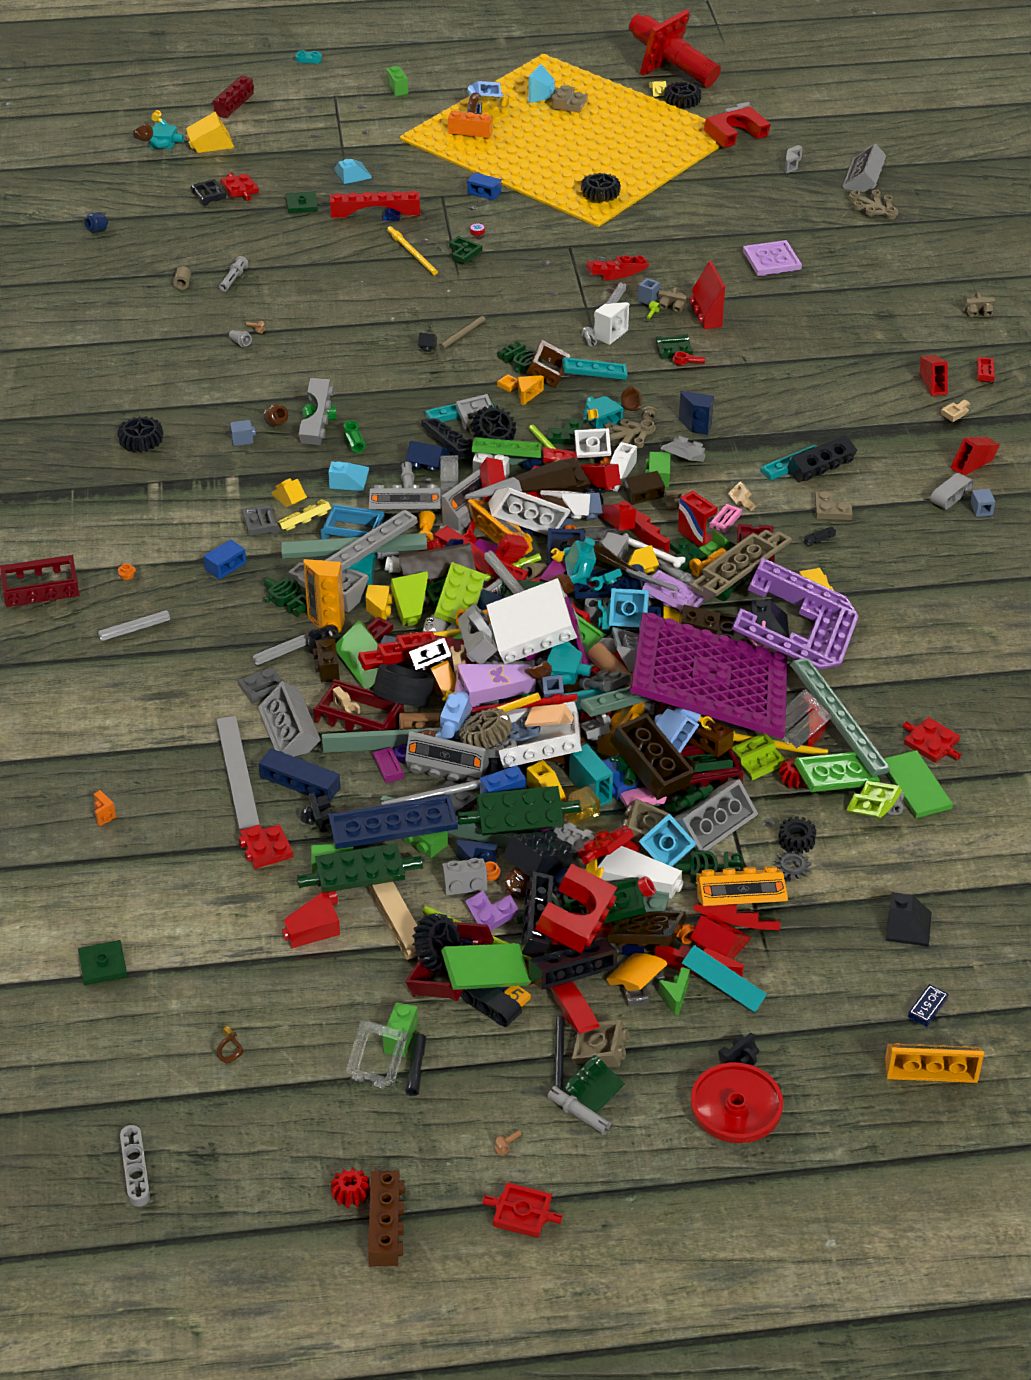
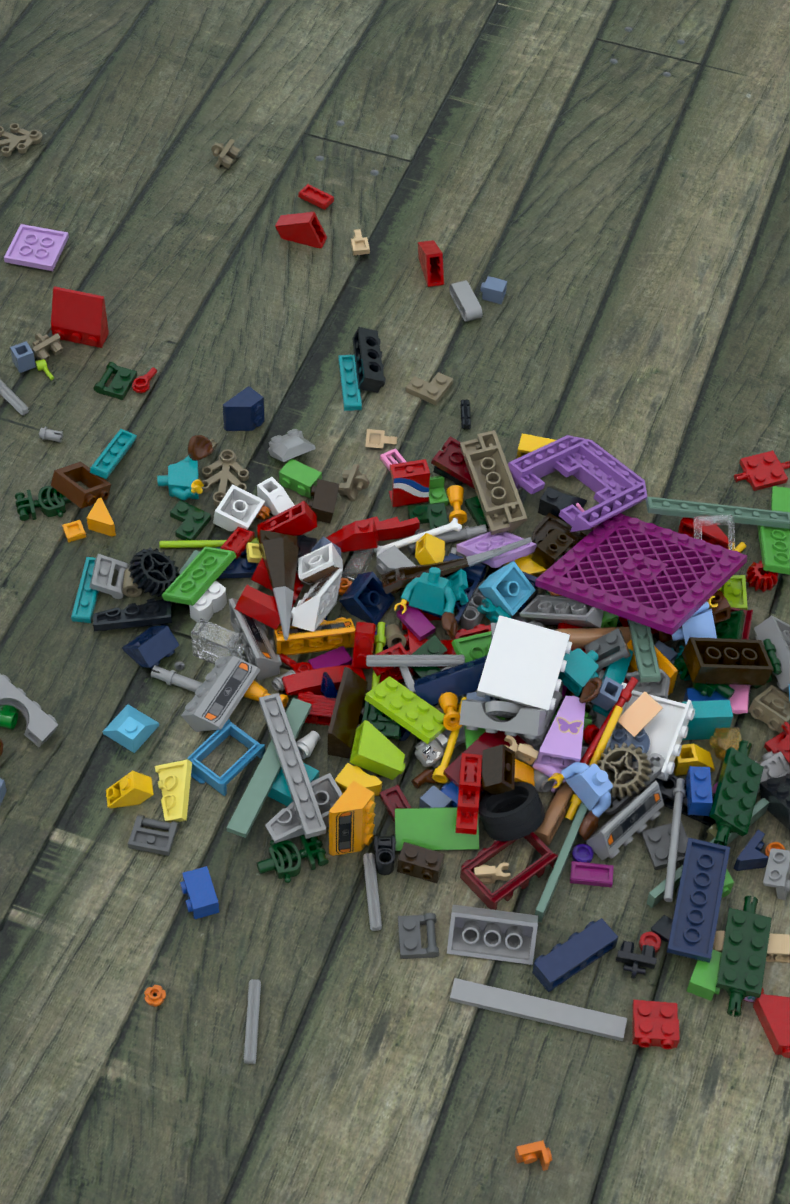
camera: 65 degrees left, 10 degrees up
(43, 591) = (141, 1102): dark red window -> none
(353, 436) = (73, 695): green piece -> none
(611, 321) = (53, 407): white slope -> none

